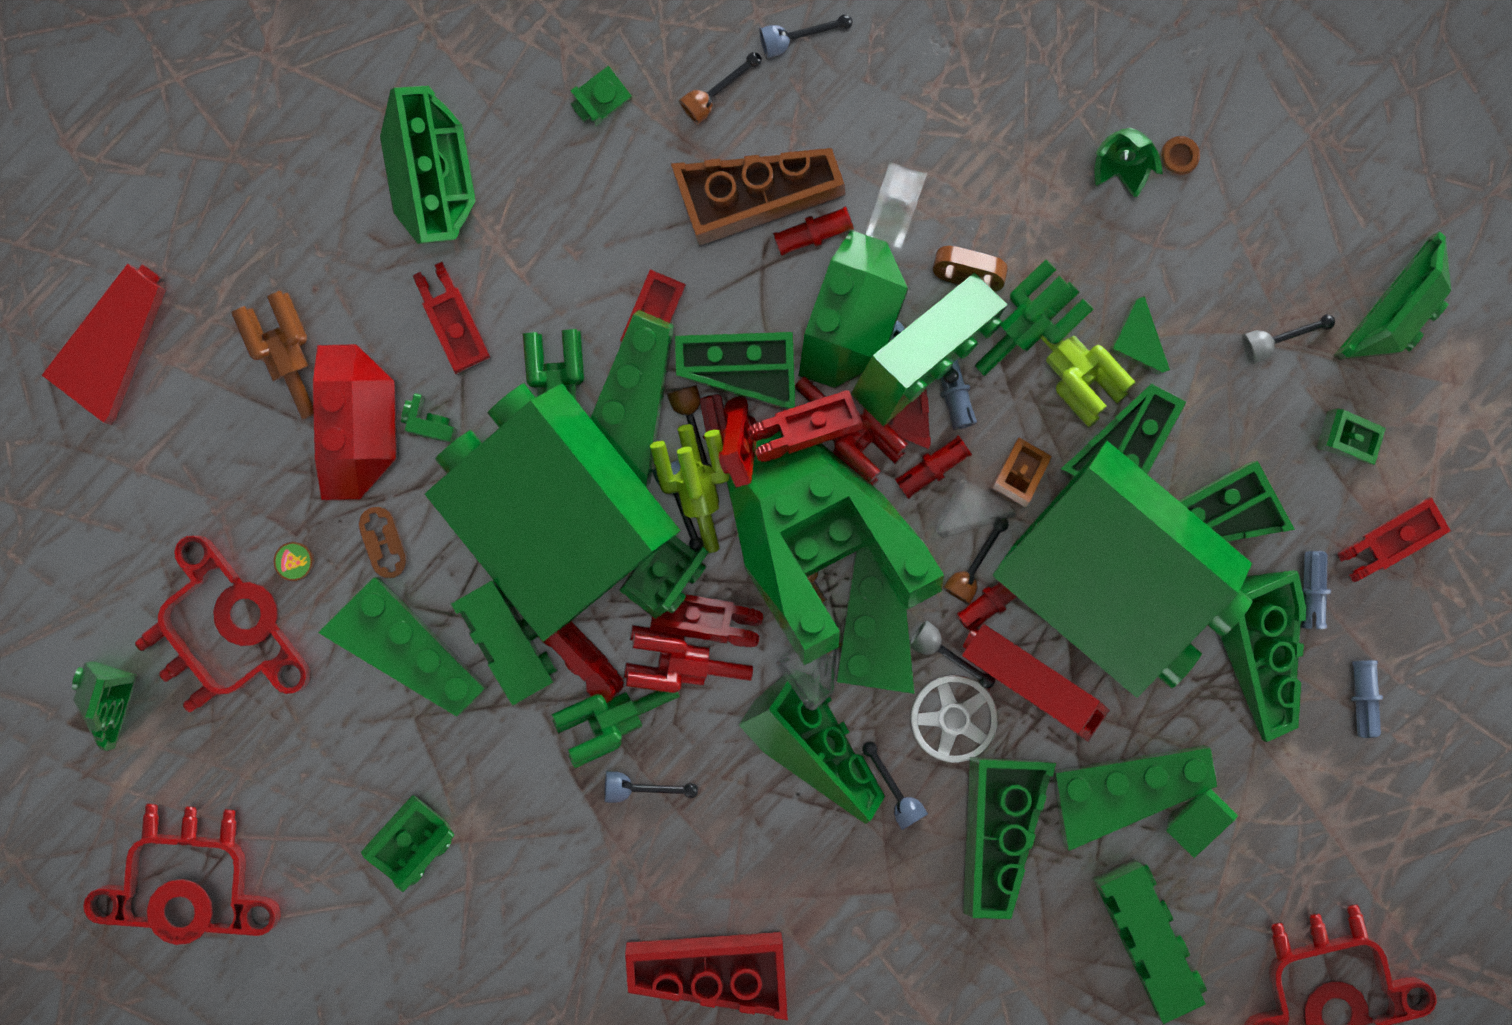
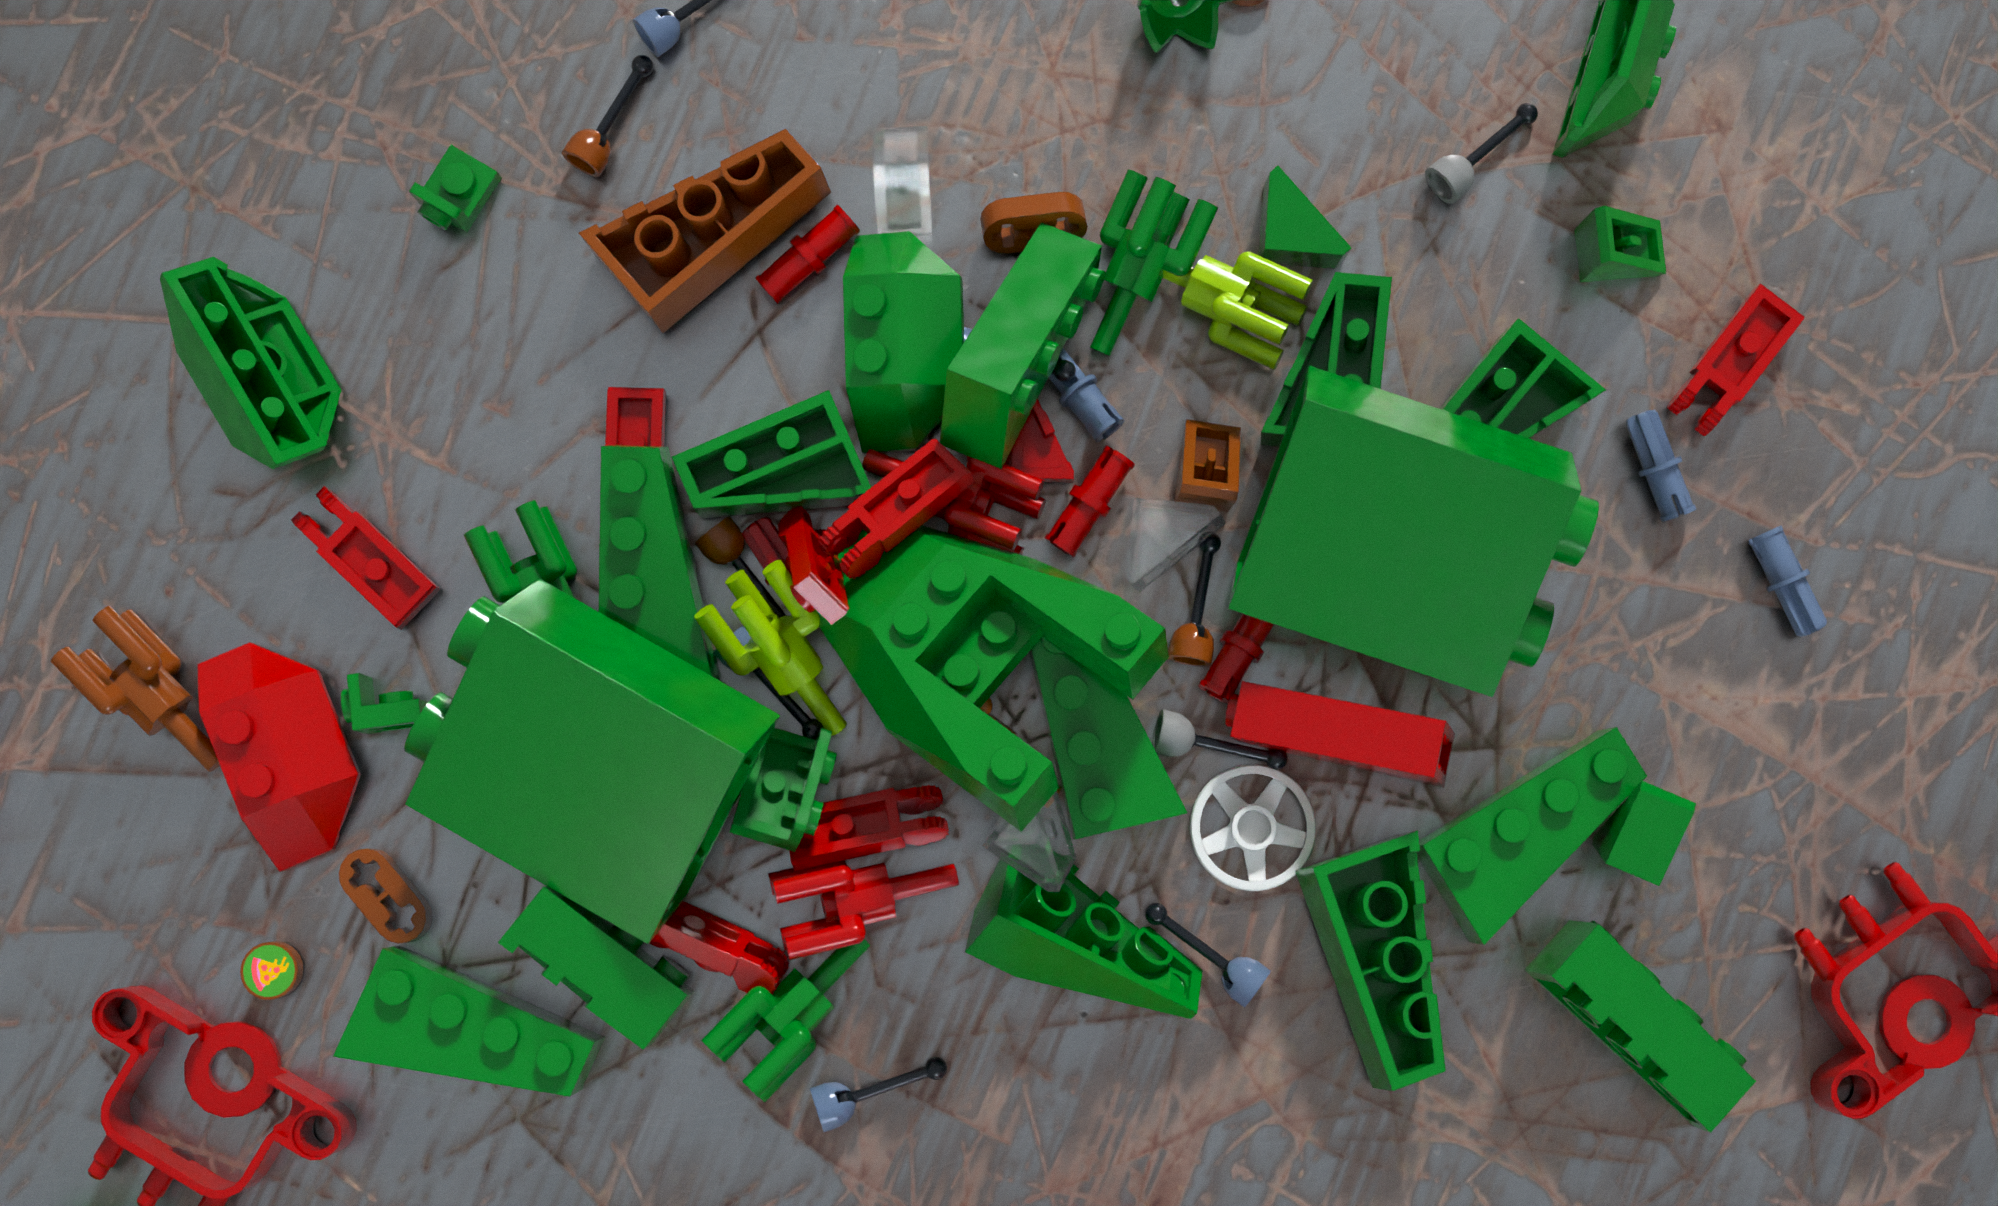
camera: 25 degrees left, 5 degrees down
(1267, 650) = (1633, 572): green wedge -> none

